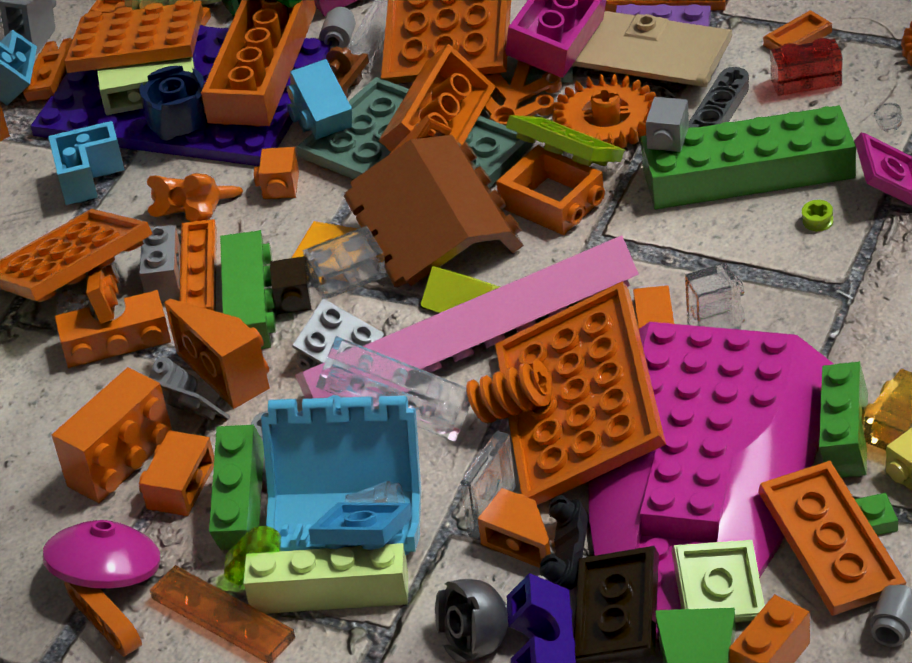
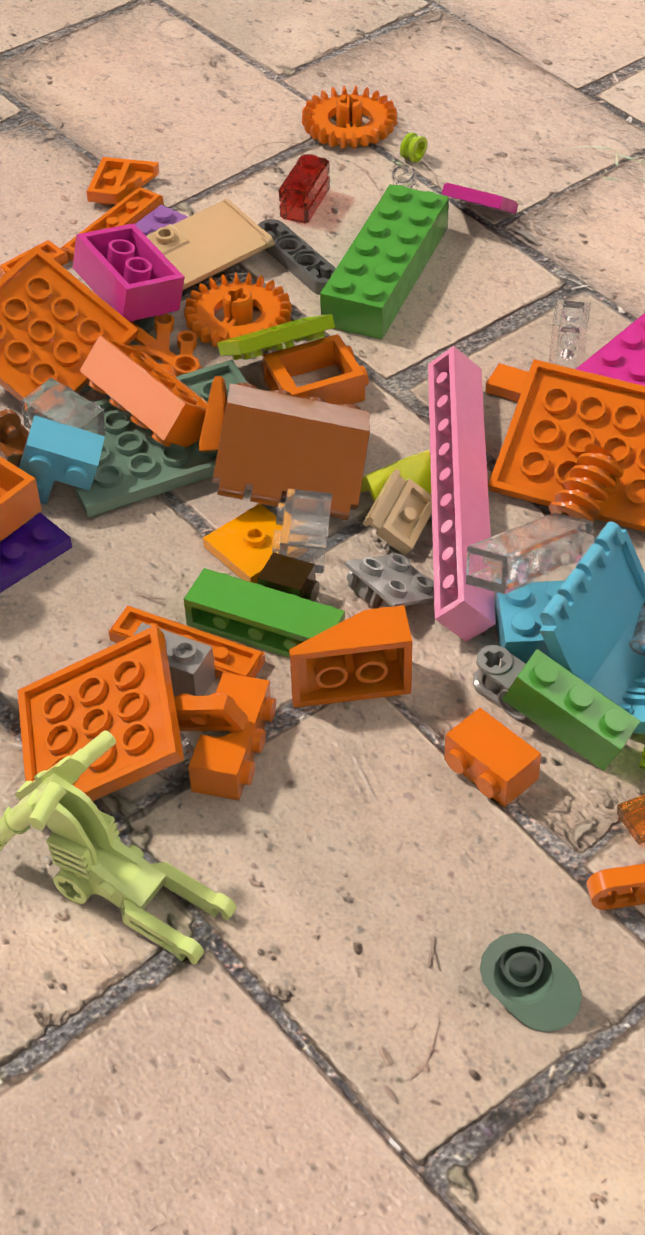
camera: 65 degrees left, 5 degrees up
(101, 555) = (577, 853): dark pink dish -> none
(112, 435) = (420, 778): orange brick -> none
(180, 389) = (382, 706): light grey hinge -> none
(194, 196) = (79, 609): orange animal -> none
(277, 173) = (109, 534): orange brick -> none
(370, 81) = (64, 406): none -> clear brick
(413, 301) = (400, 512): none -> tan plate
(667, 124) = (344, 263): light grey brick -> none
(799, 31) = (244, 181): orange tile -> none
(817, 215) = (481, 253): lime bush -> none

